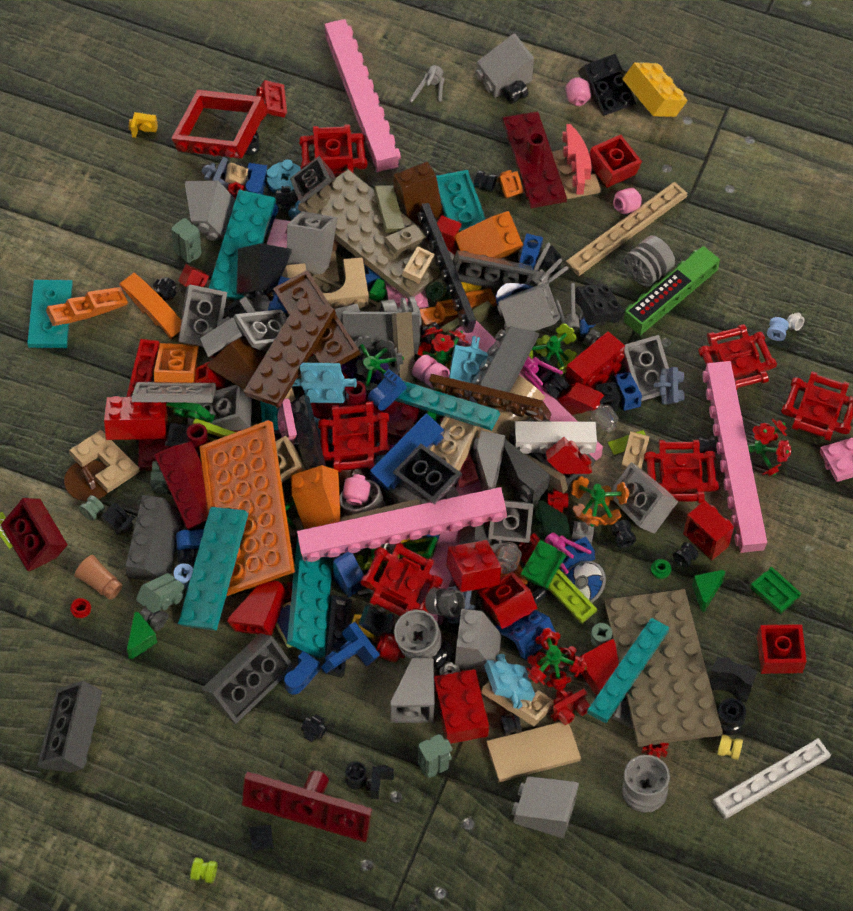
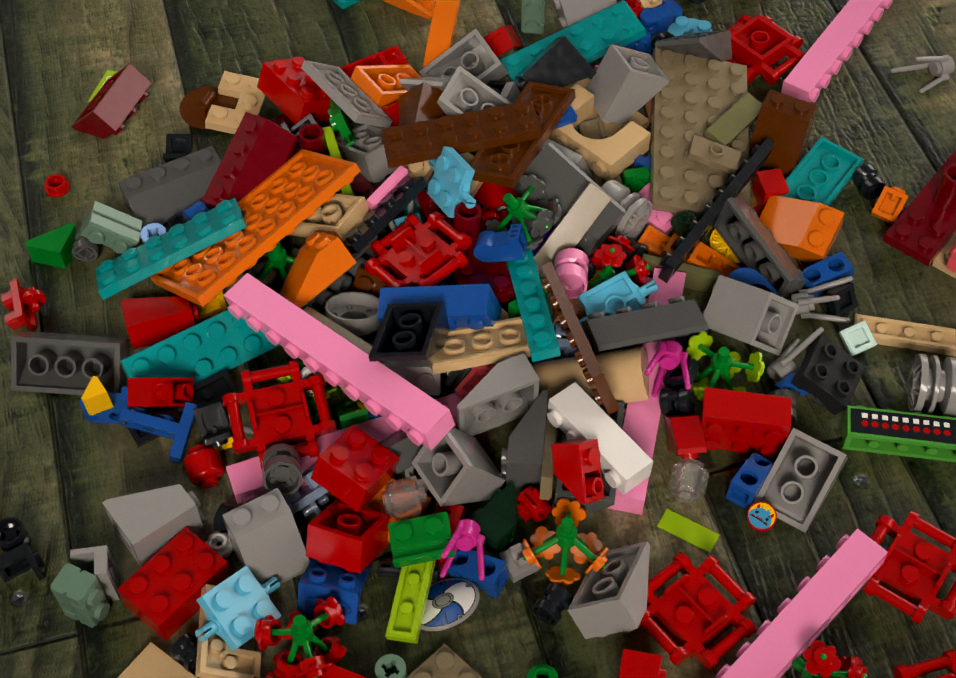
camera: 55 degrees right, 5 degrees down
(91, 508) = (174, 124): sand green wheel -> none
(98, 577) = (98, 174): nougat plant -> none
(165, 288) = (467, 25): black gear -> none
(183, 685) = (25, 305): none -> red hips
(300, 670) = (96, 397): none -> yellow slope
(314, 728) = (46, 459): black gear -> none
(329, 635) = (159, 392): none -> red slope
(347, 573) = (259, 356): blue slope -> none
(356, 490) = (355, 298): bright pink head -> none
(418, 265) = (692, 181): tan plate -> none
(419, 624) = (216, 471): light grey wheel -> none
(424, 732) = (100, 563): none -> light grey panel
(584, 272) = (857, 338): none -> light aqua tile
(611, 394) = (723, 461): black bracket -> none
(635, 450) = (684, 538): tan plate -> none
(651, 402) = (761, 516): none -> tile
(669, 385) = (796, 514): sand blue hips -> none
(706, 444) = (758, 611): black wheel -> none

